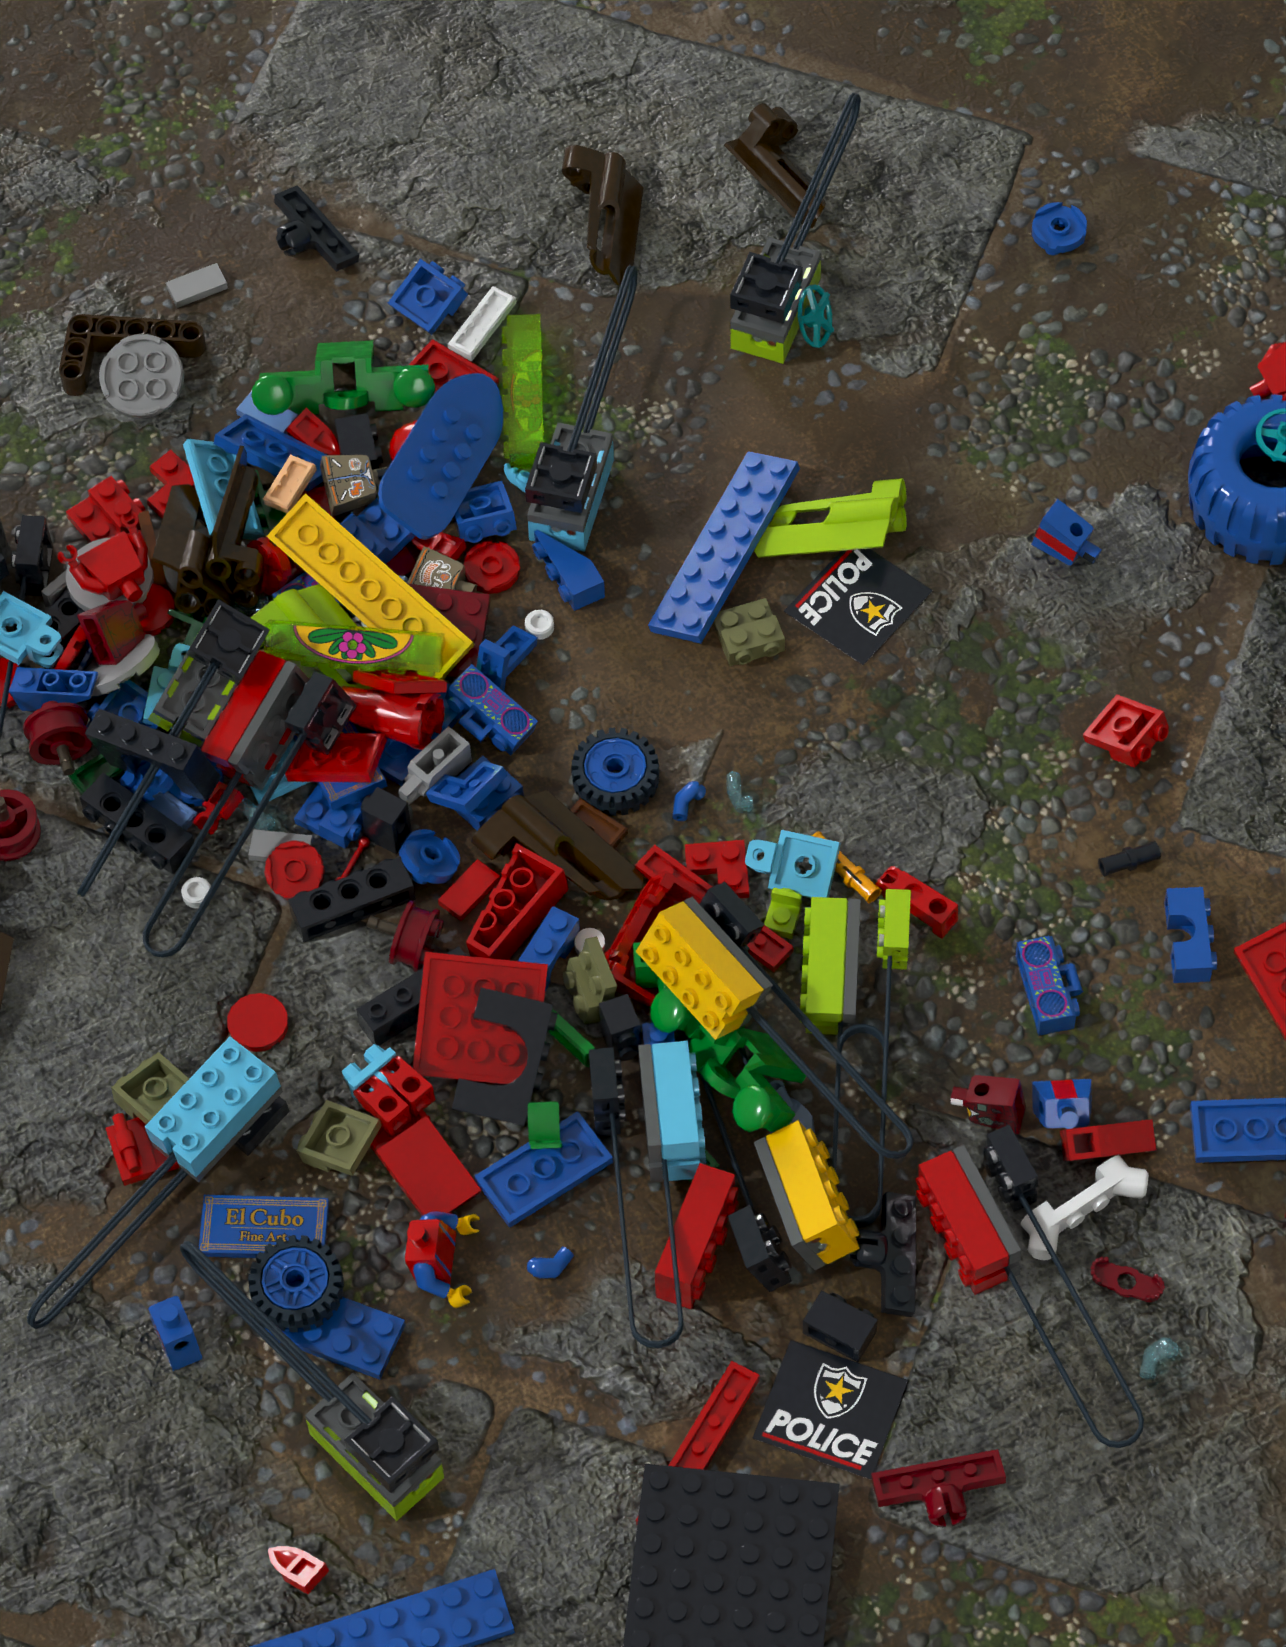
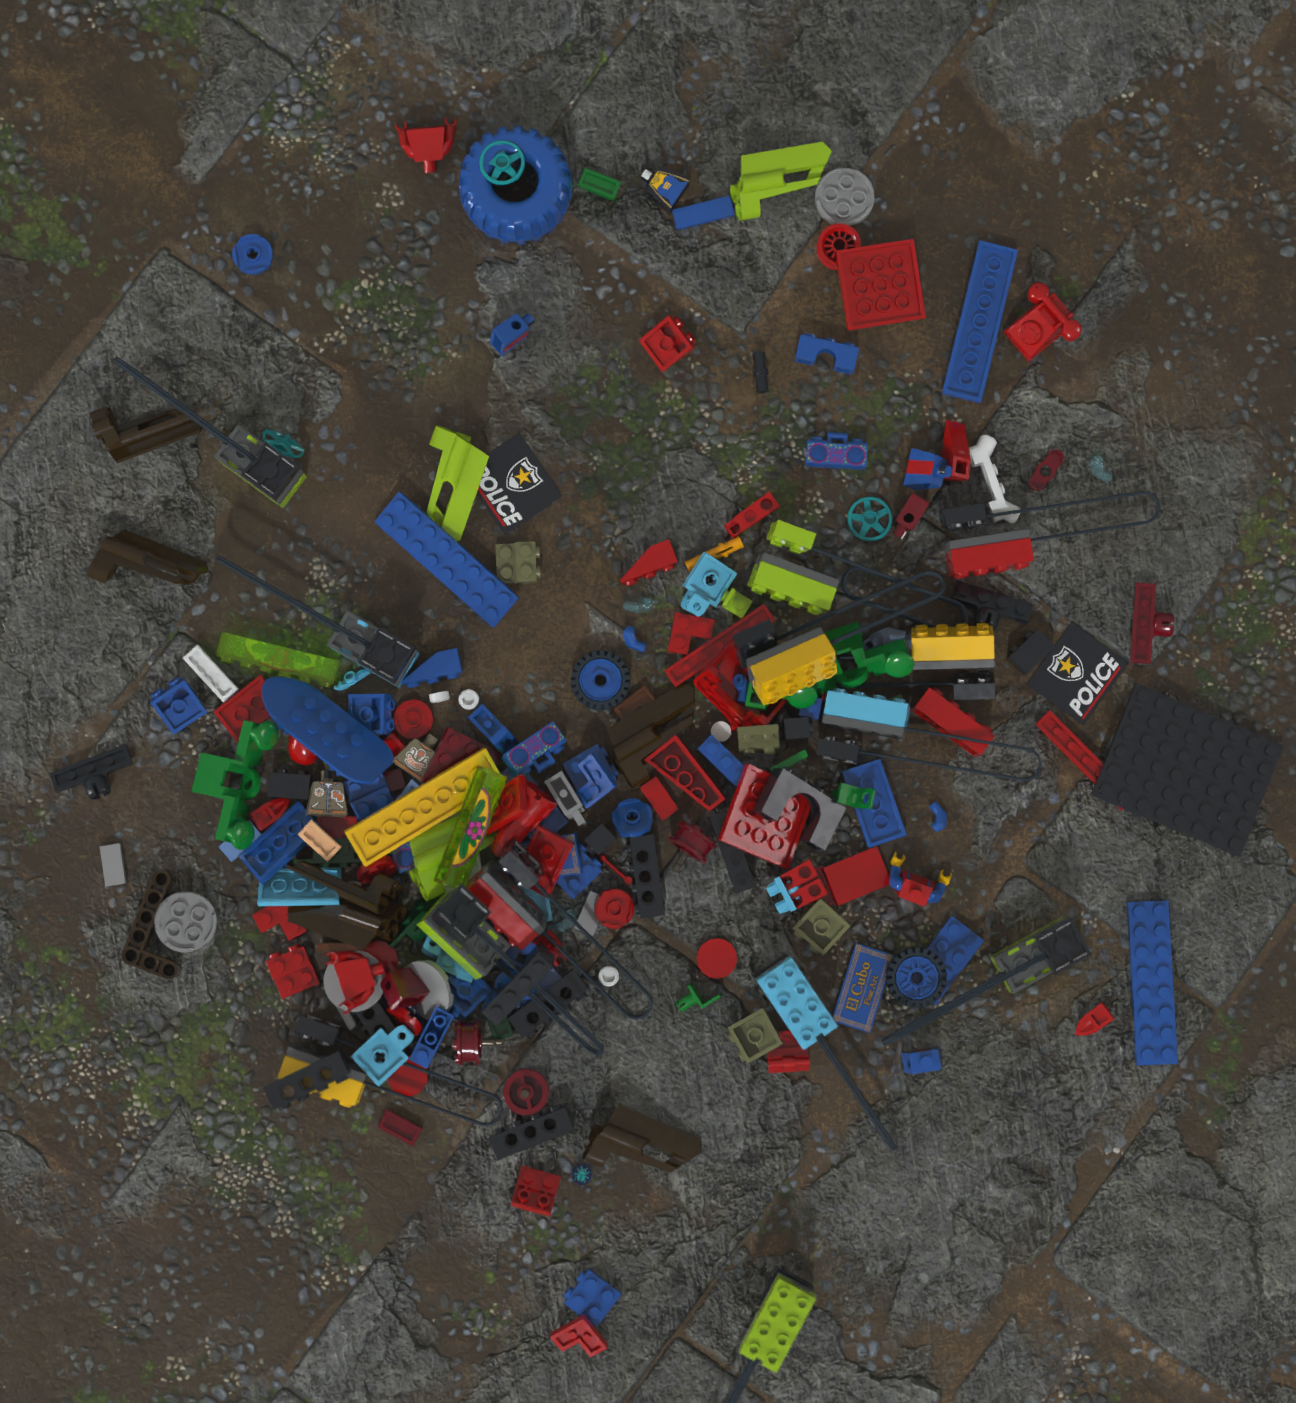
camera: 80 degrees left, 25 degrees up
(193, 1007) = (693, 998): none -> green bracket
(531, 585) = (439, 697): none -> white tile
(807, 790) = (655, 559): none -> red slope
(966, 1057) = (869, 519): none -> teal wheel

